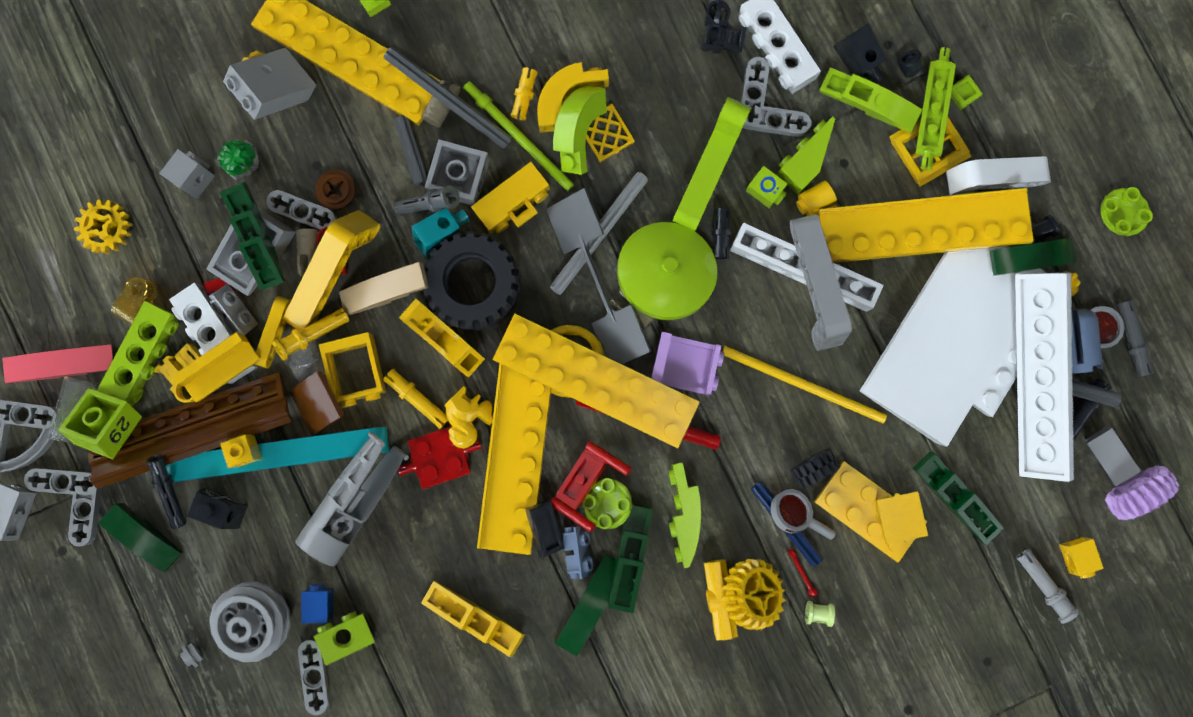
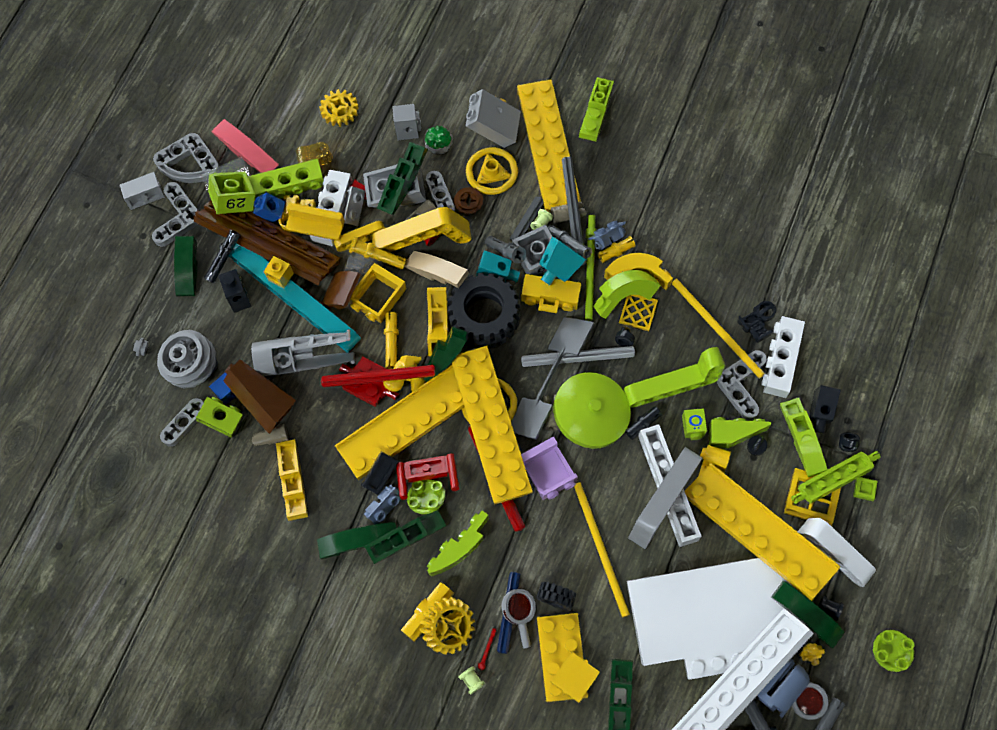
camera: 50 degrees right, 15 degrees down
(157, 389) = (274, 209): none -> blue brick
(323, 136) = (492, 171): none -> yellow piece
(359, 581) = (258, 395): none -> reddish brown slope
(408, 602) = (279, 434): none -> dark tan hinge
(426, 138) = (542, 219): none -> yellowish green bush
(446, 446) = (378, 376): none -> red axle
(467, 134) = (572, 243): none -> dark grey pin
(484, 360) = (446, 352): none -> dark green slope
(493, 163) = (559, 261): none -> teal torso
(502, 78) = (614, 231): none -> sand blue hinge
(622, 171) = (624, 337): none -> black tile
(694, 75) = (717, 327): none -> yellow piece
(838, 149) = (757, 445): none -> black tile

